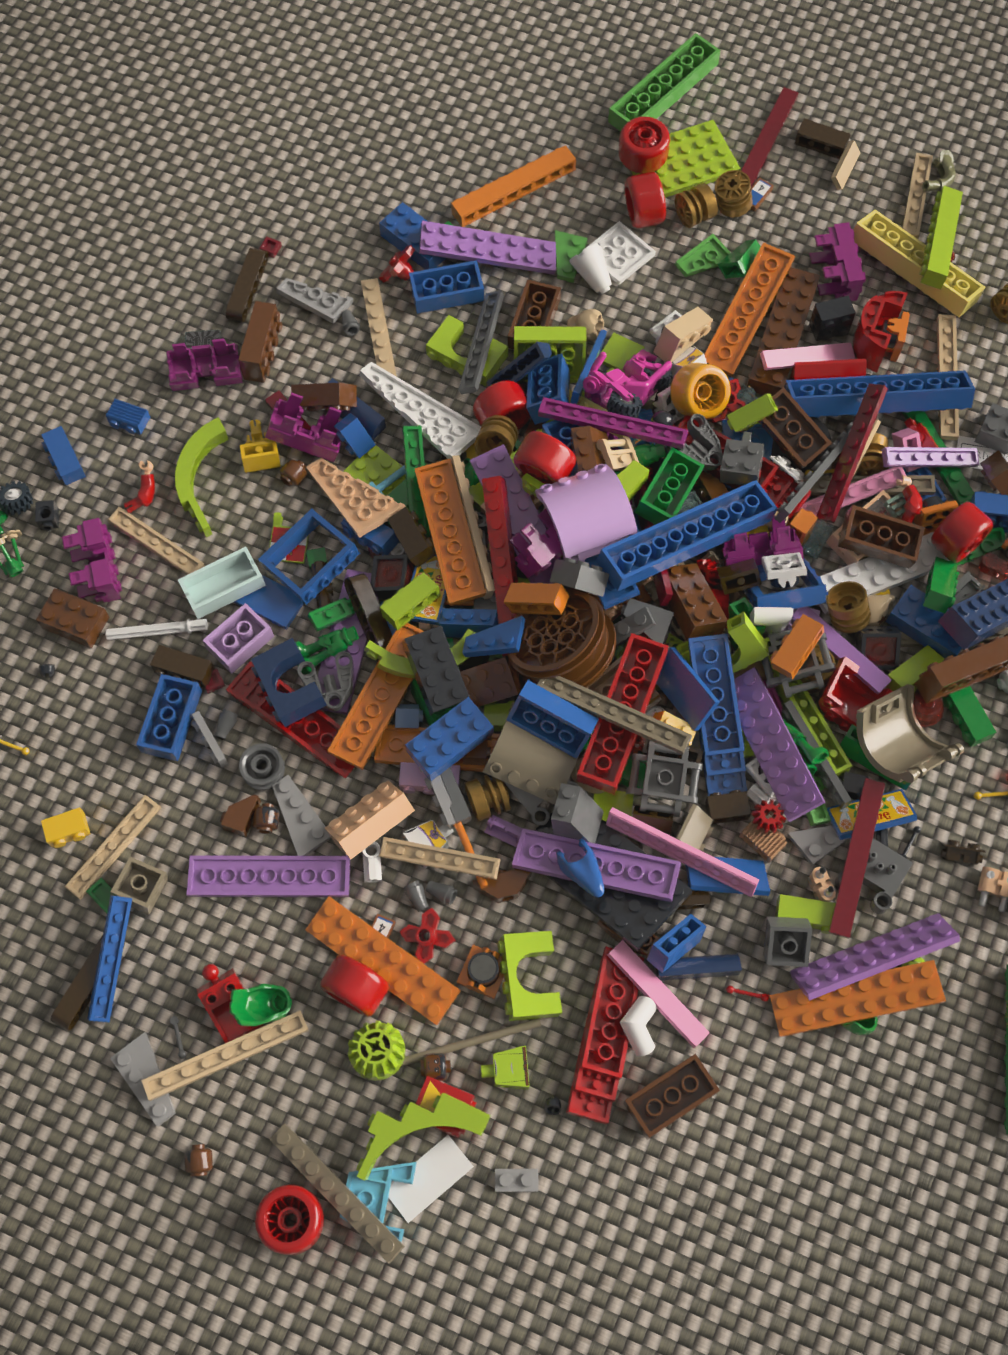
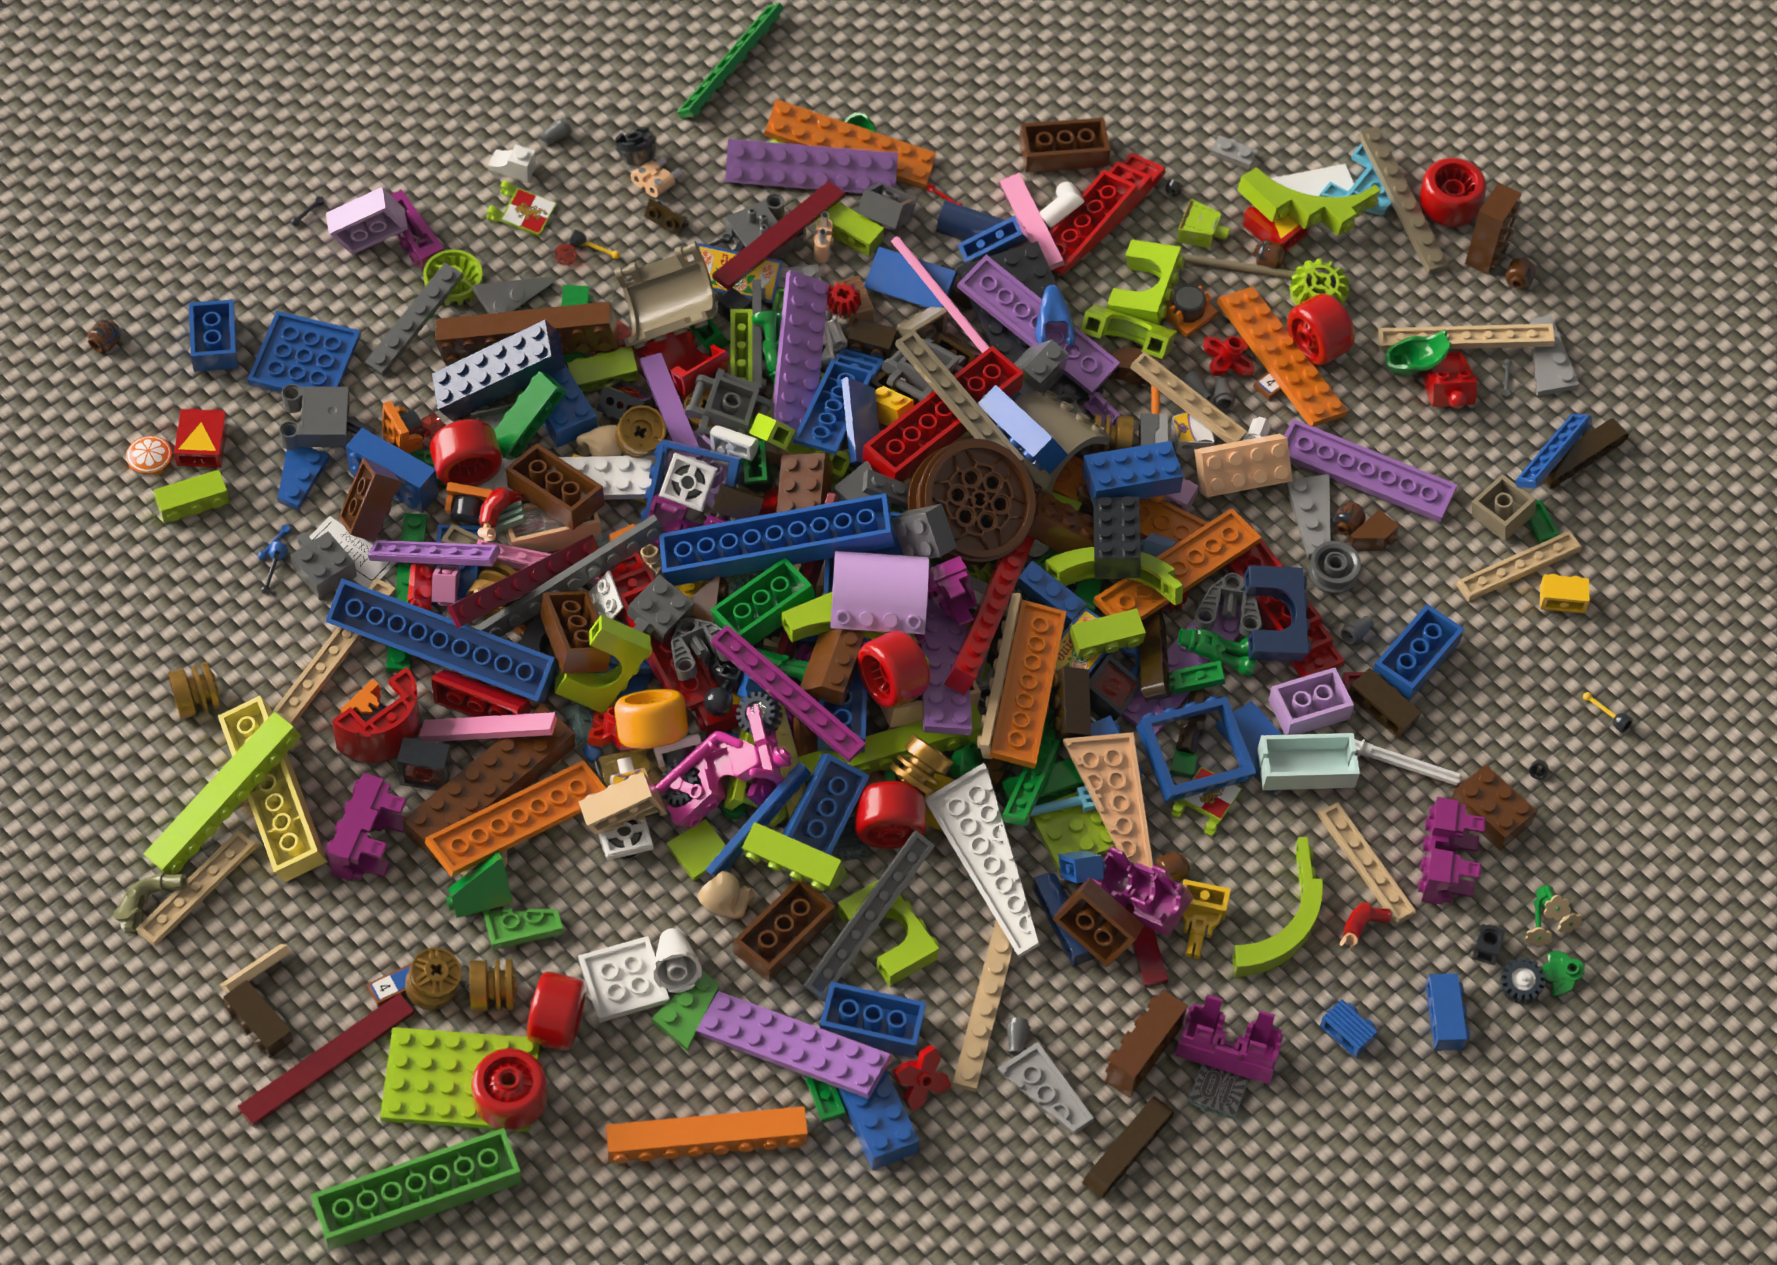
camera: 160 degrees left, 10 degrees down
(208, 739) = (1380, 618): light grey plate -> none
(231, 1172) = (1493, 228): none -> reddish brown brick
(271, 245) = (1074, 1197): dark red tile -> none
(496, 640) = (1037, 531): blue wing -> none
(498, 922) = (1103, 321): none -> lime arch
(523, 364) = (856, 853): dark blue brick -> none
(536, 598) = (979, 541): orange brick -> none
(617, 459) = (800, 648): tan plate -> none
(797, 646) = (728, 397): orange brick -> none

